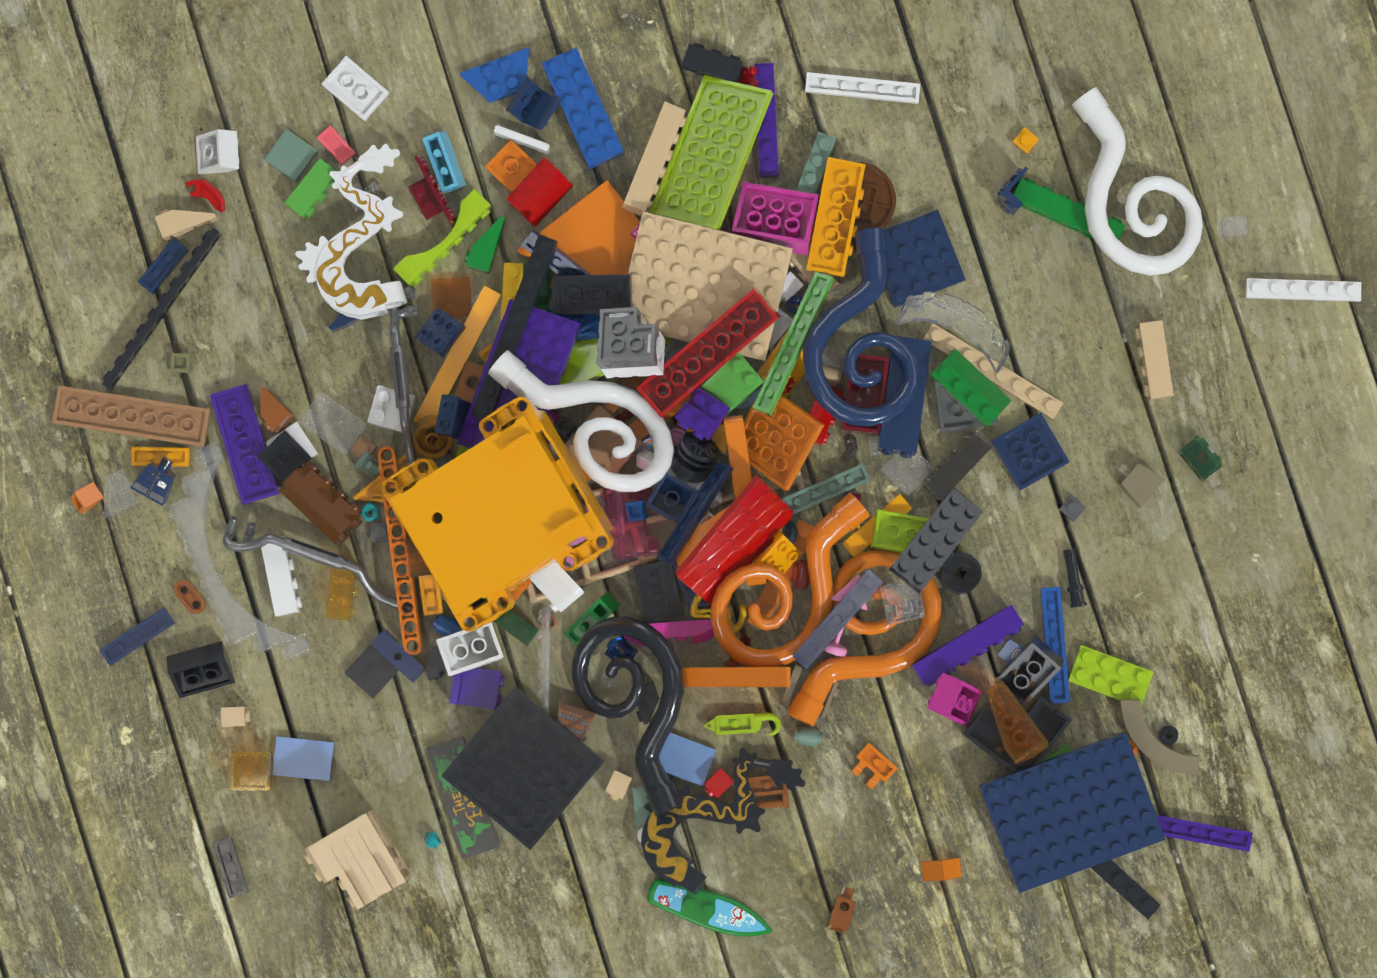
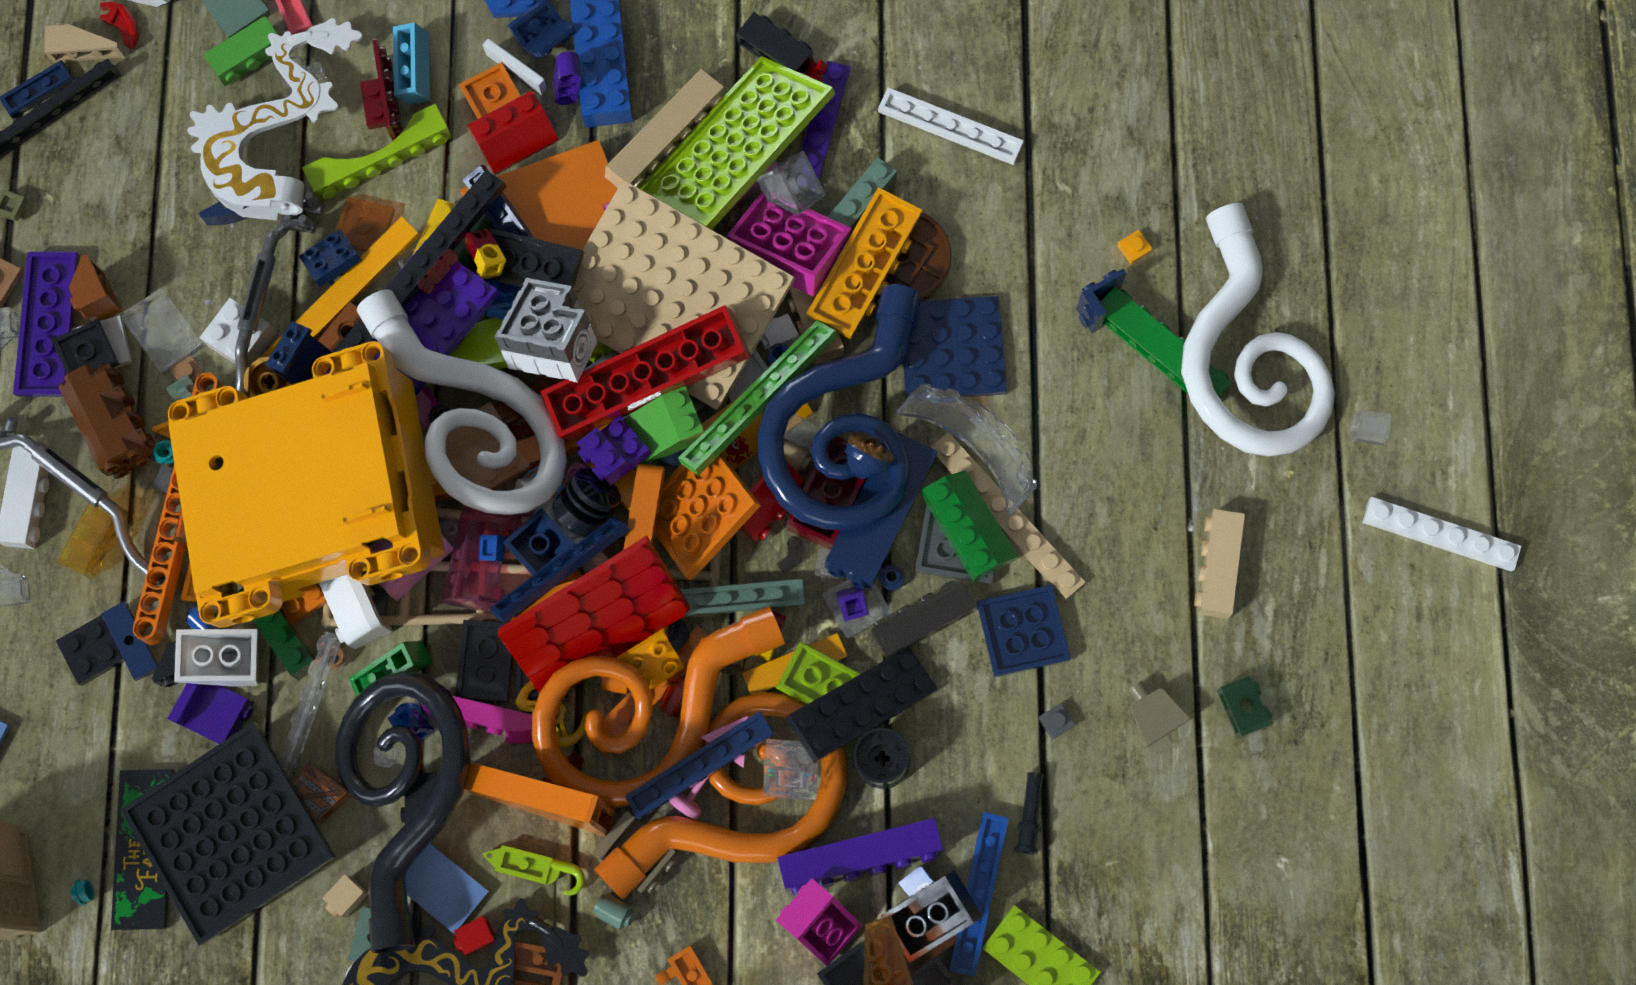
camera: 25 degrees right, 10 degrees down
(484, 250) = (424, 179): green slope -> none
(531, 322) = (438, 271): none -> clear red axle
(559, 296) = (485, 253): none -> yellow leg
(568, 140) = (567, 78): none -> dark purple beam
(764, 173) = (792, 184): none -> clear slope
(887, 367) = (865, 457): none -> hair
(905, 470) = (852, 603): none -> dark purple slope
(931, 442) = (891, 585): none -> dark blue plate

